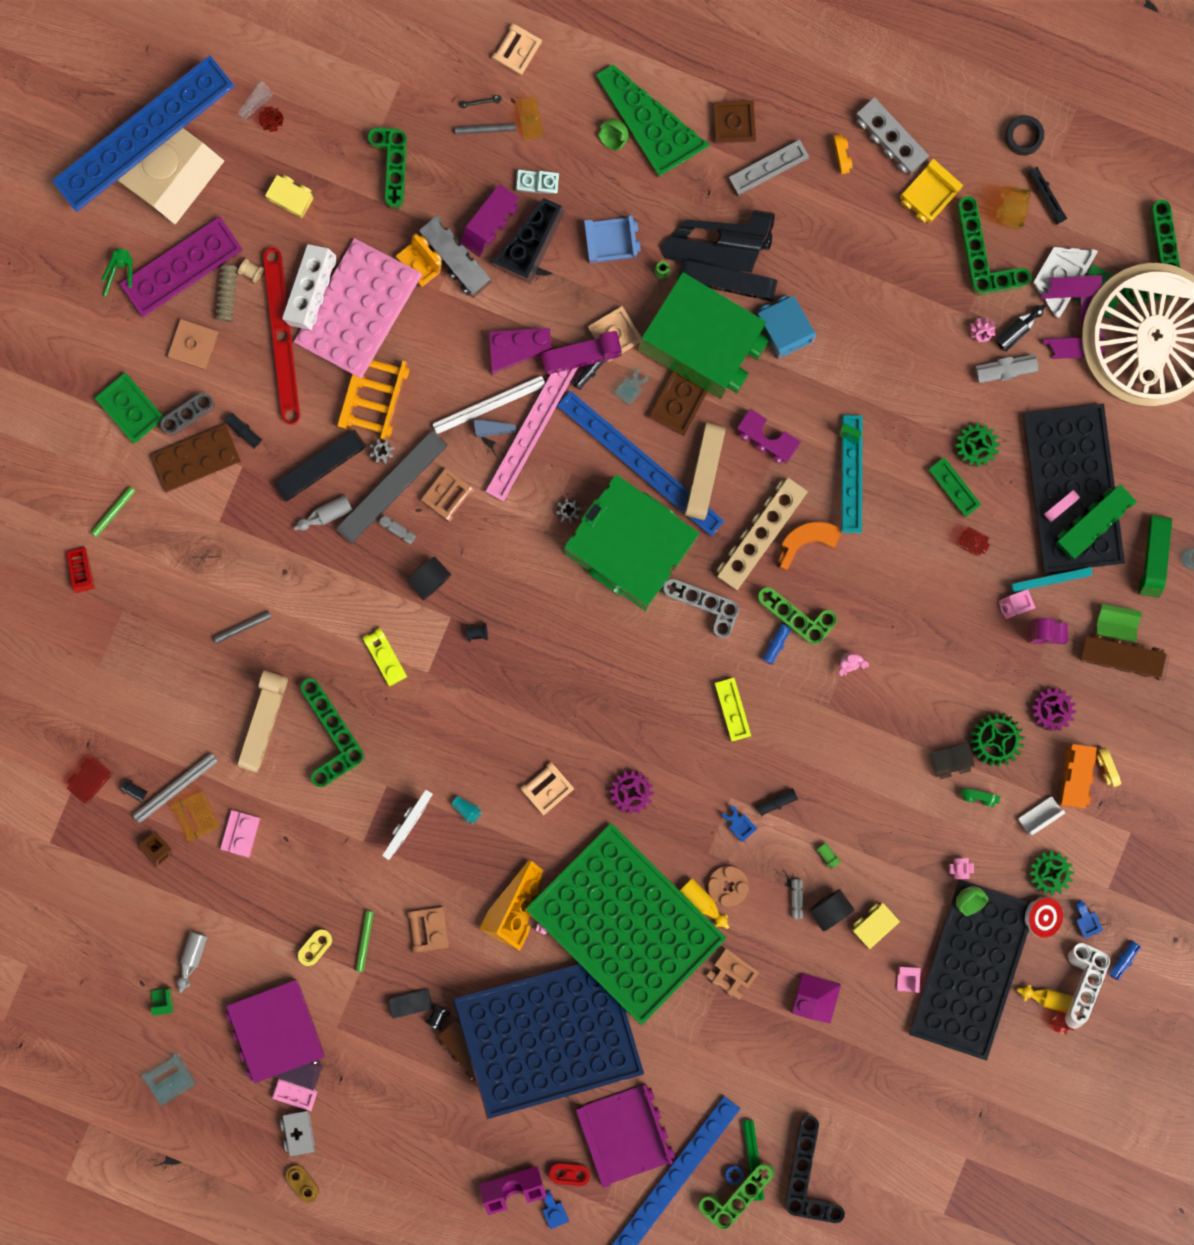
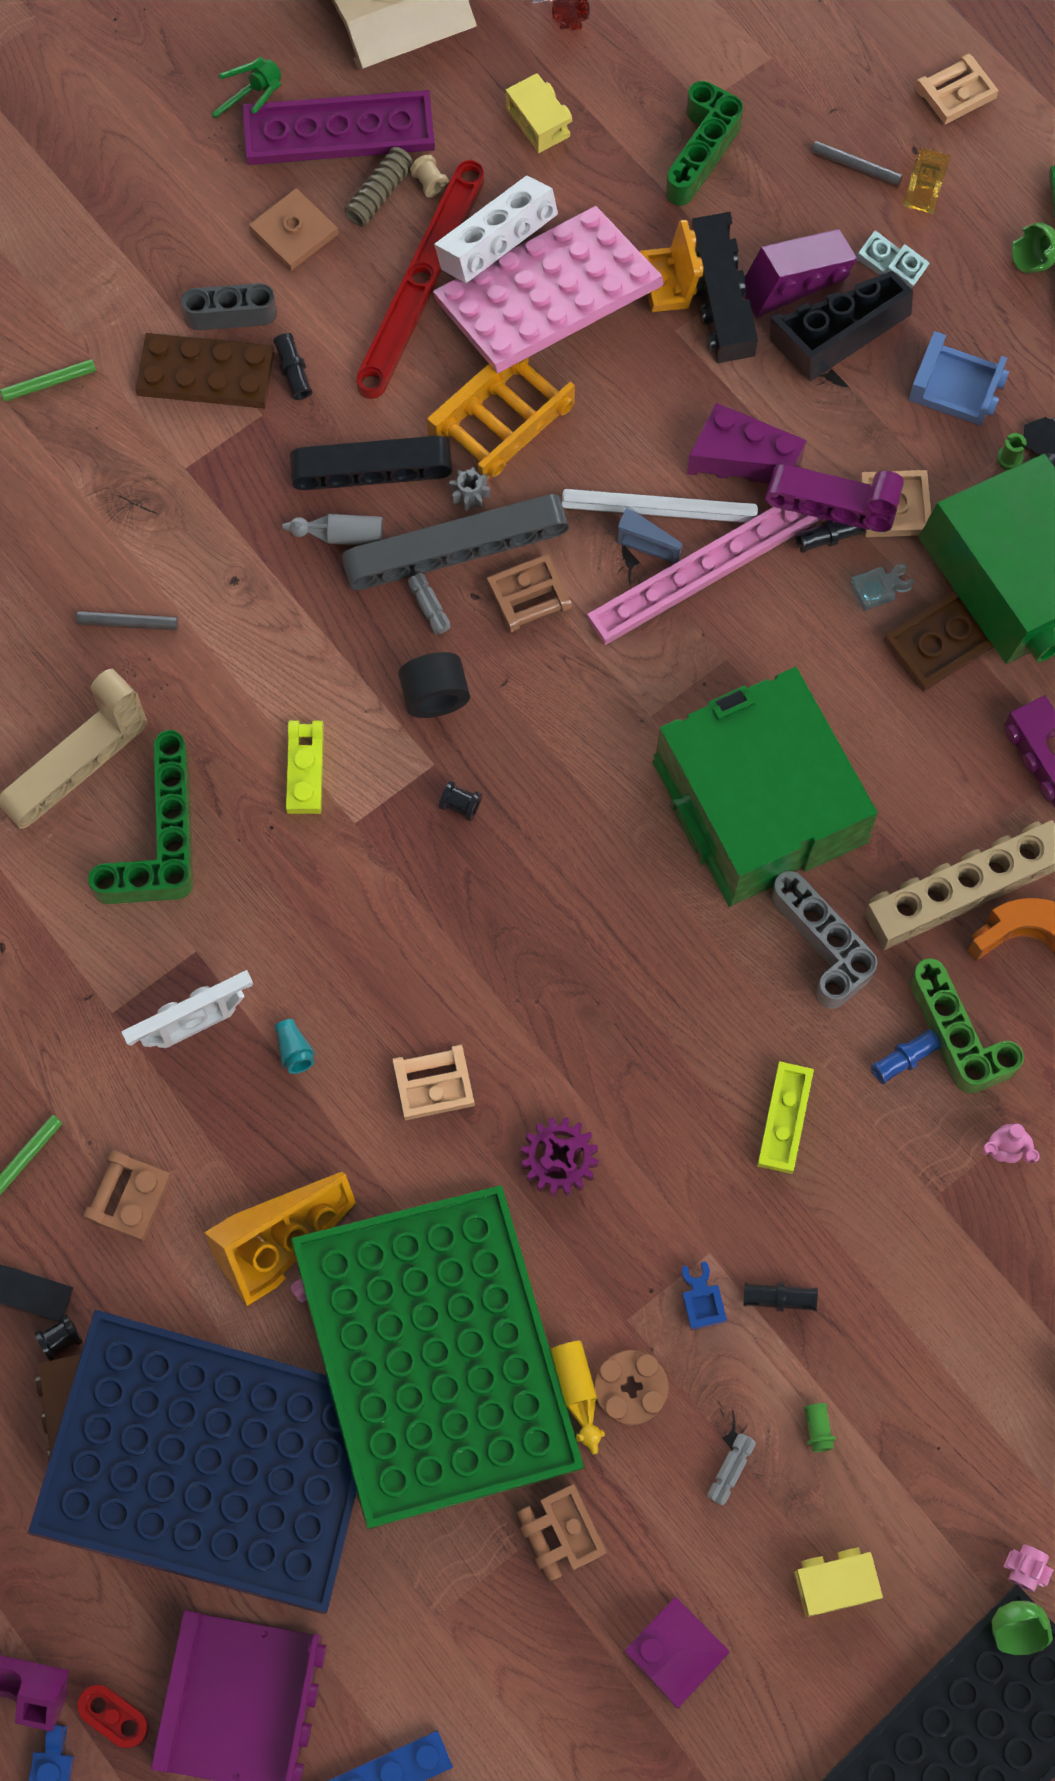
camera: 30 degrees right, 15 degrees down
(129, 408) = (155, 261): green plate -> none
(497, 99) = (893, 137): pearl dark grey hinge -> none
(563, 508) = (690, 694): light grey gear -> none
(634, 458) = (838, 694): blue plate -> none
(705, 471) = (928, 749): tan beam -> none
(831, 910) = (778, 1515): black piece -> none
(908, 979) = (847, 1705): bright pink panel -> none

